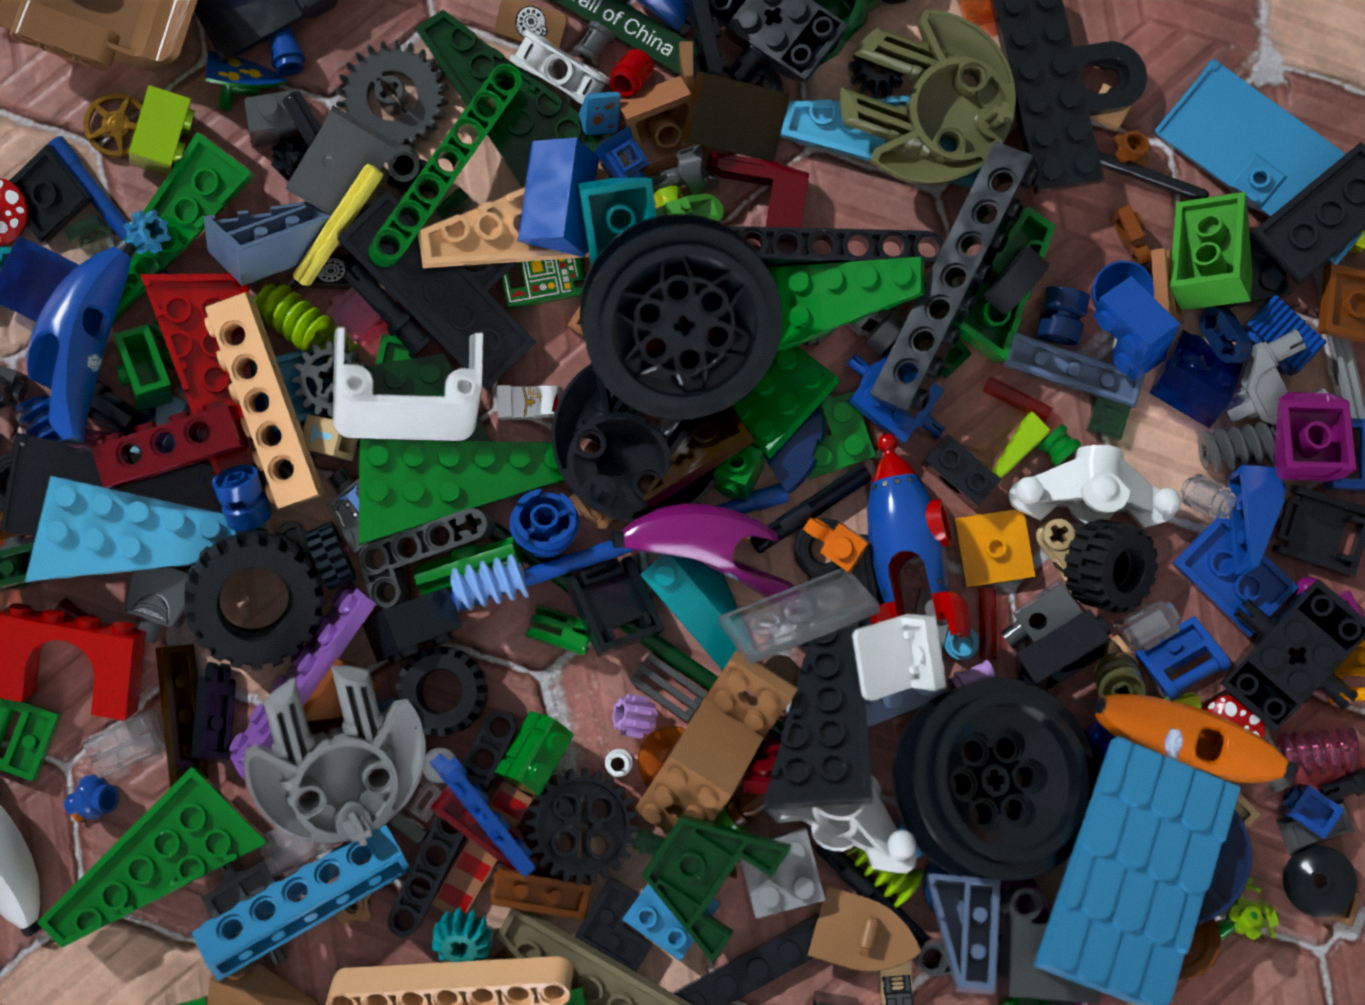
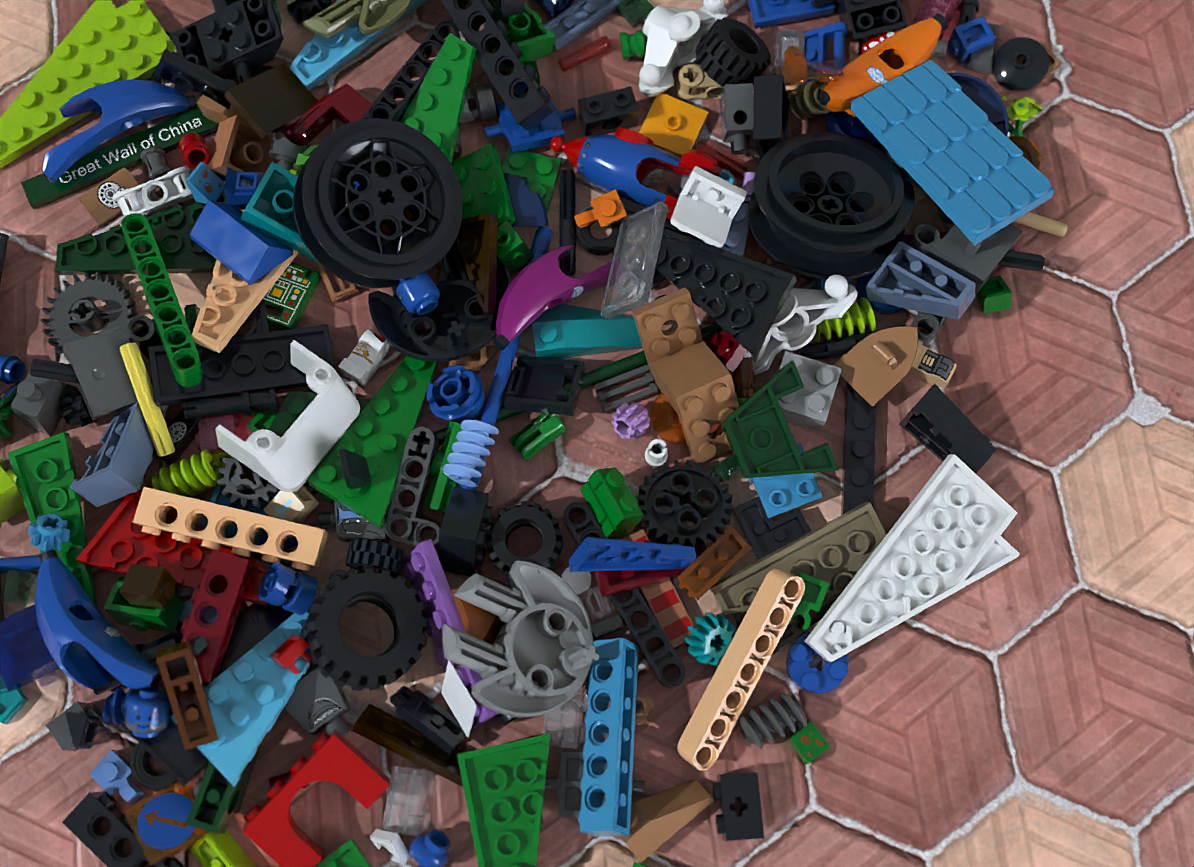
camera: 55 degrees left, 10 degrees down
(40, 453) = (147, 712): none -> blue head
(76, 480) = (186, 694): none -> reddish brown slope
(79, 758) = (392, 843): none -> white tile
(156, 365) = (148, 586): none -> dark brown brick
(183, 543) = (289, 651): none -> red tile
(244, 733) = (458, 699): none -> white sticker
(396, 482) = (354, 469): none -> black slope
(618, 419) = (418, 294): none -> blue head
(1027, 437) = (613, 60): lime slope -> none
(1129, 666) = (797, 70): none -> clear orange hinge

